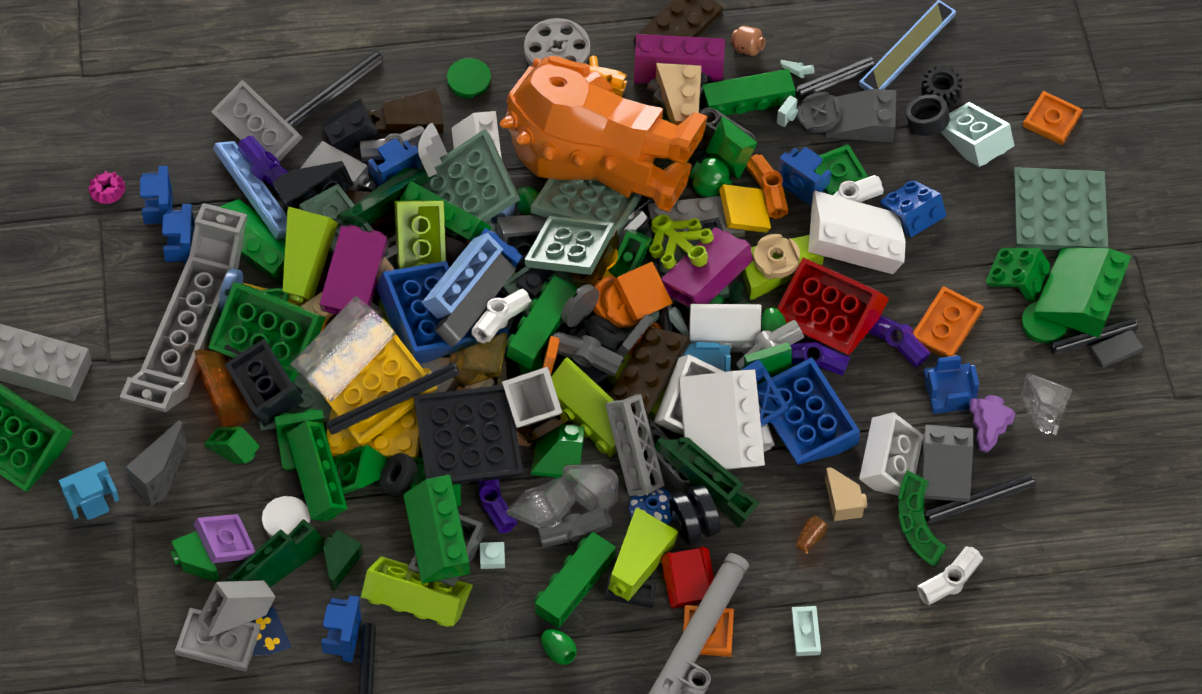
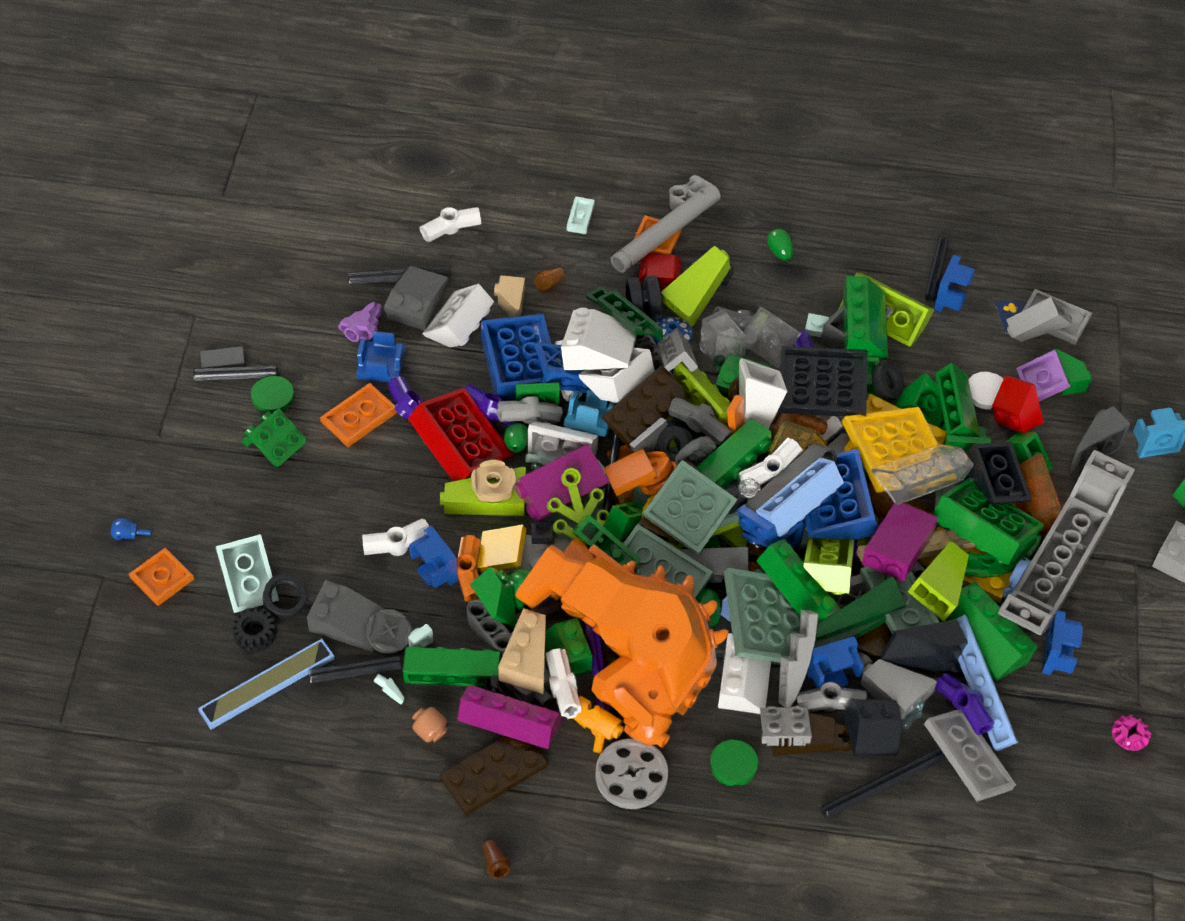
camera: 165 degrees left, 5 degrees down
(156, 186) = (1079, 688): blue panel -> none
(250, 477) = (1017, 405): none -> red slope
(280, 555) = (1005, 356): dark green wedge -> none
(340, 556) = (945, 346): dark green slope -> none
(392, 398) = (884, 418): black axle -> none
(429, 100) = (785, 724): none -> light grey hinge
(516, 282) = (749, 483): none -> clear plate
(575, 579) = (755, 285): green brick -> none
(638, 84) = (563, 683): none -> white piece
(647, 206) = (592, 532): none -> green slope
(843, 167) = (394, 574): green tile -> none
(856, 233) = (407, 491): white slope -> none
(913, 519) = (461, 264): green tile -> none
(916, 206) = (340, 519): blue bracket -> none
(1044, 402) = (309, 313): clear slope -> none
(1060, 208) = (203, 488): sand green plate -> none
(1083, 288) = (225, 403): green slope -> none
(1110, 148) = (125, 529): none -> blue piece

